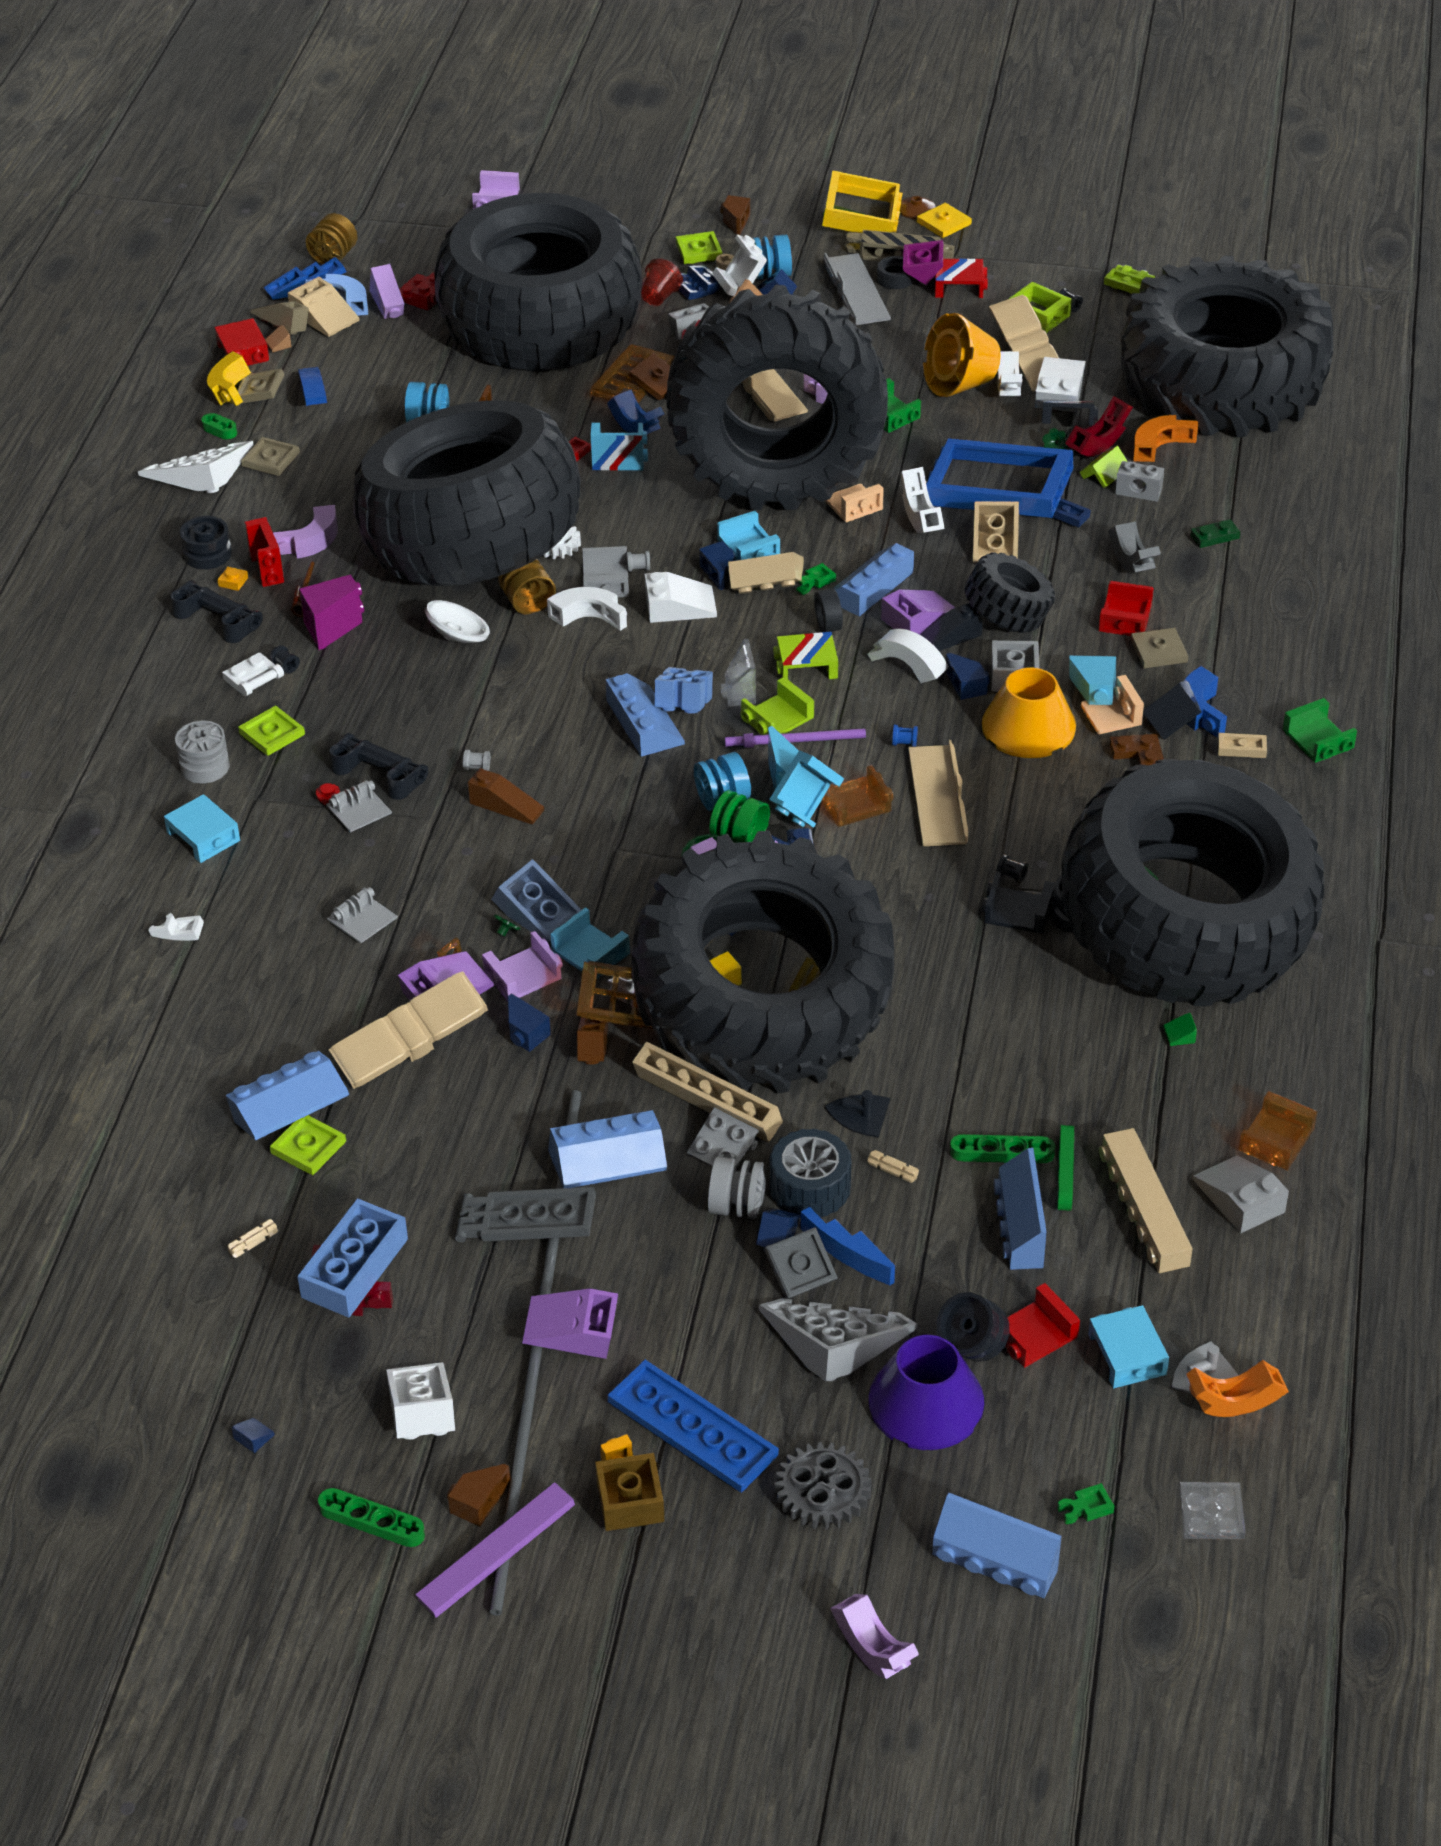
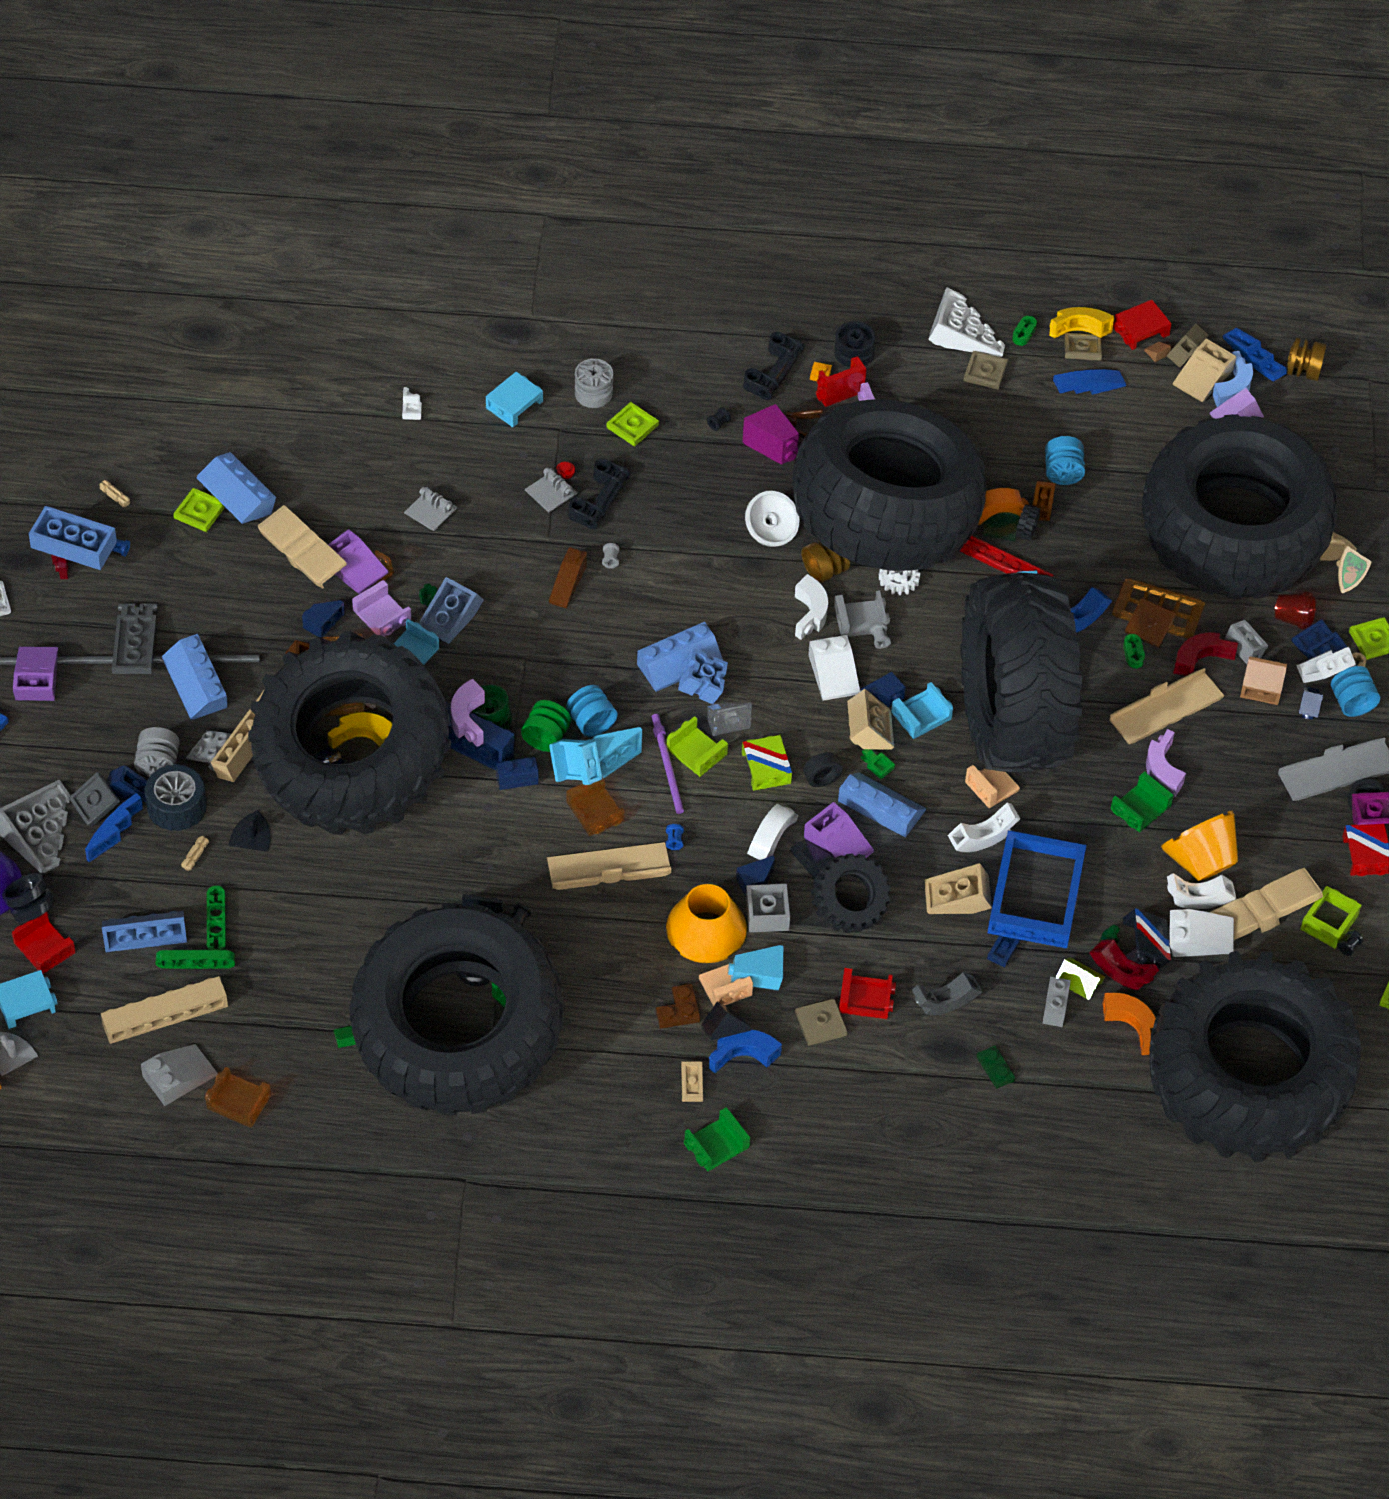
camera: 80 degrees right, 10 degrees up
(252, 673) = (702, 398): white plate -> none

